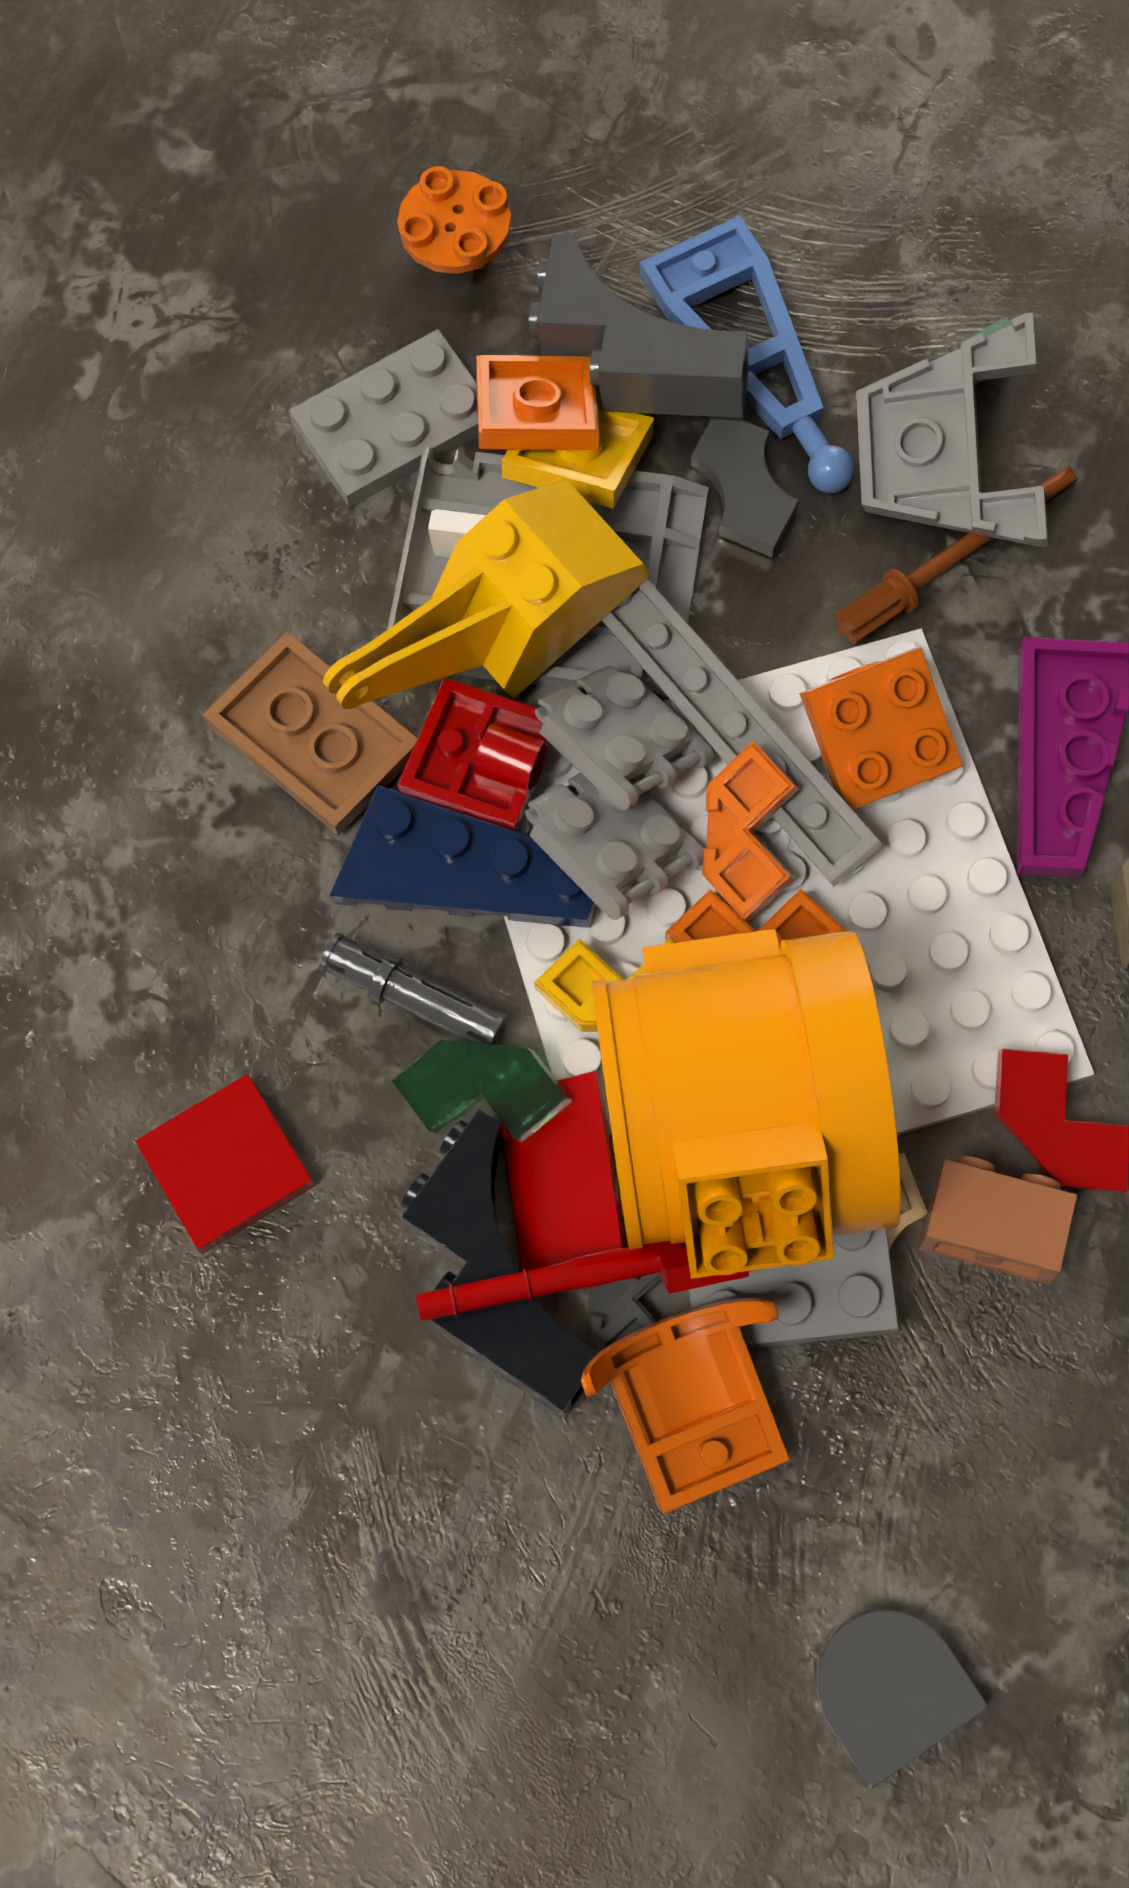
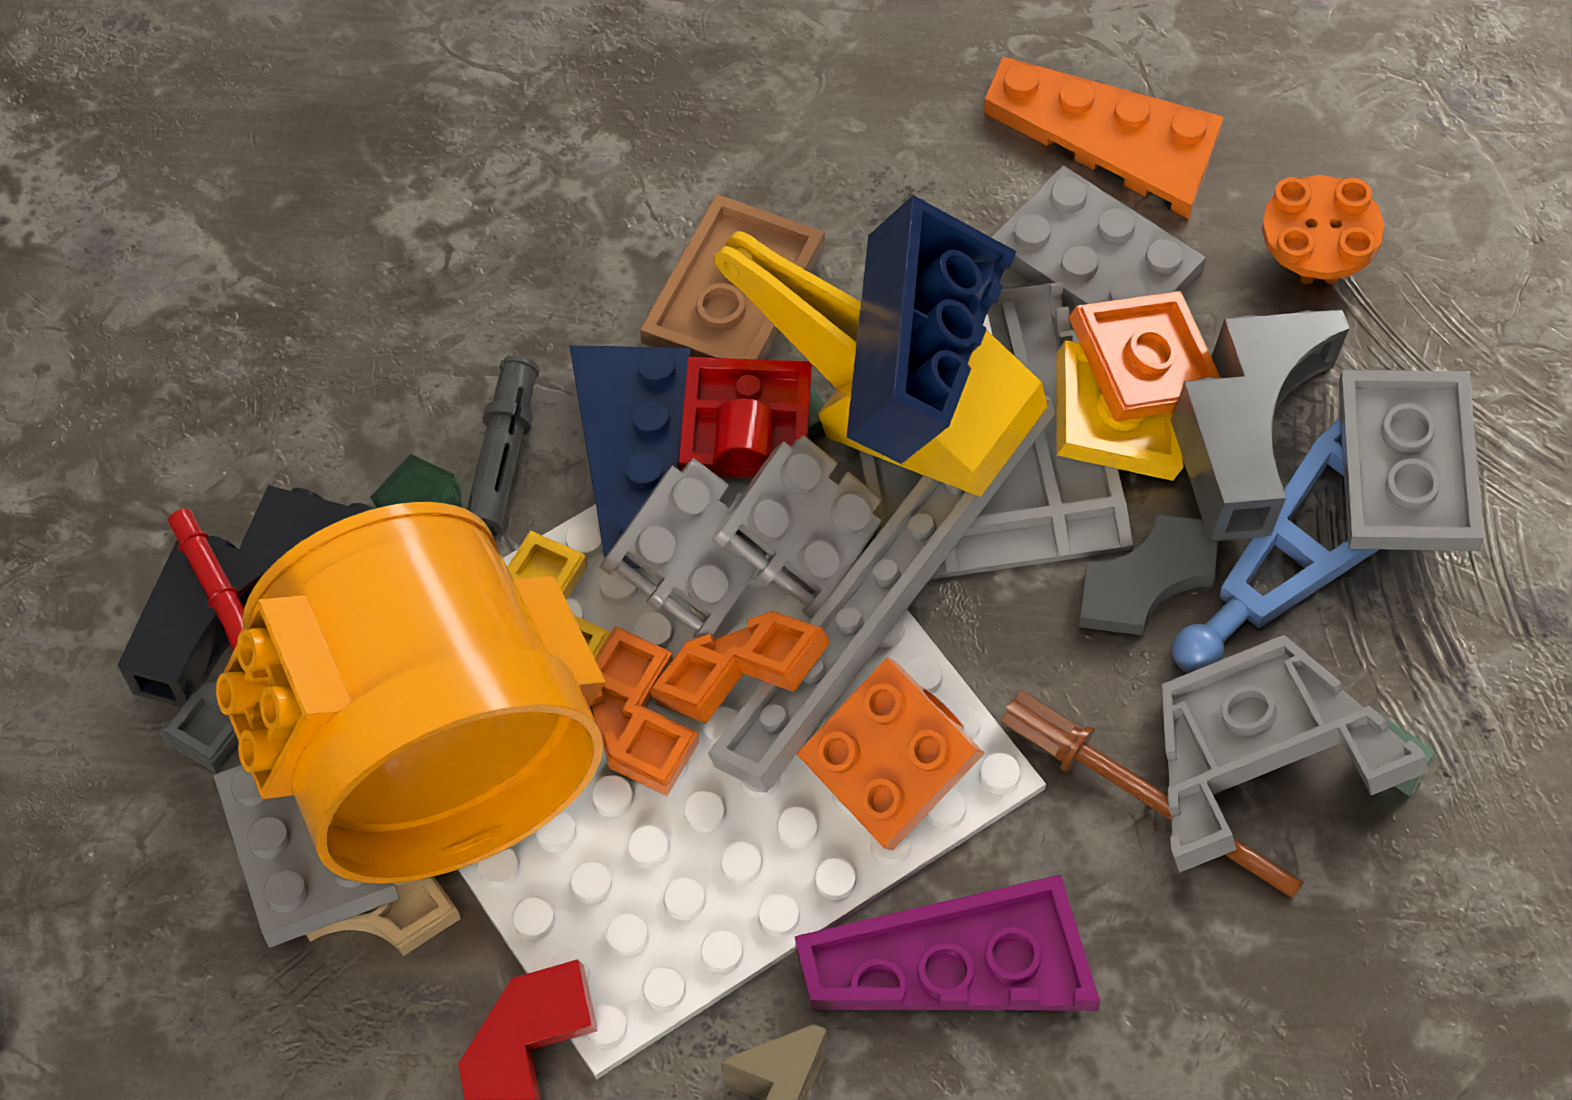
camera: 70 degrees right, 10 degrees down
(224, 1164) = (302, 354): red tile -> none
(256, 361) = (1136, 136): none -> orange wing
(522, 537) = (918, 325): none -> dark blue wedge
(693, 1400) = (152, 773): orange piece -> none
(724, 236) = (1410, 460): none -> light grey plate
(998, 1219) = (404, 1010): nougat brick -> none

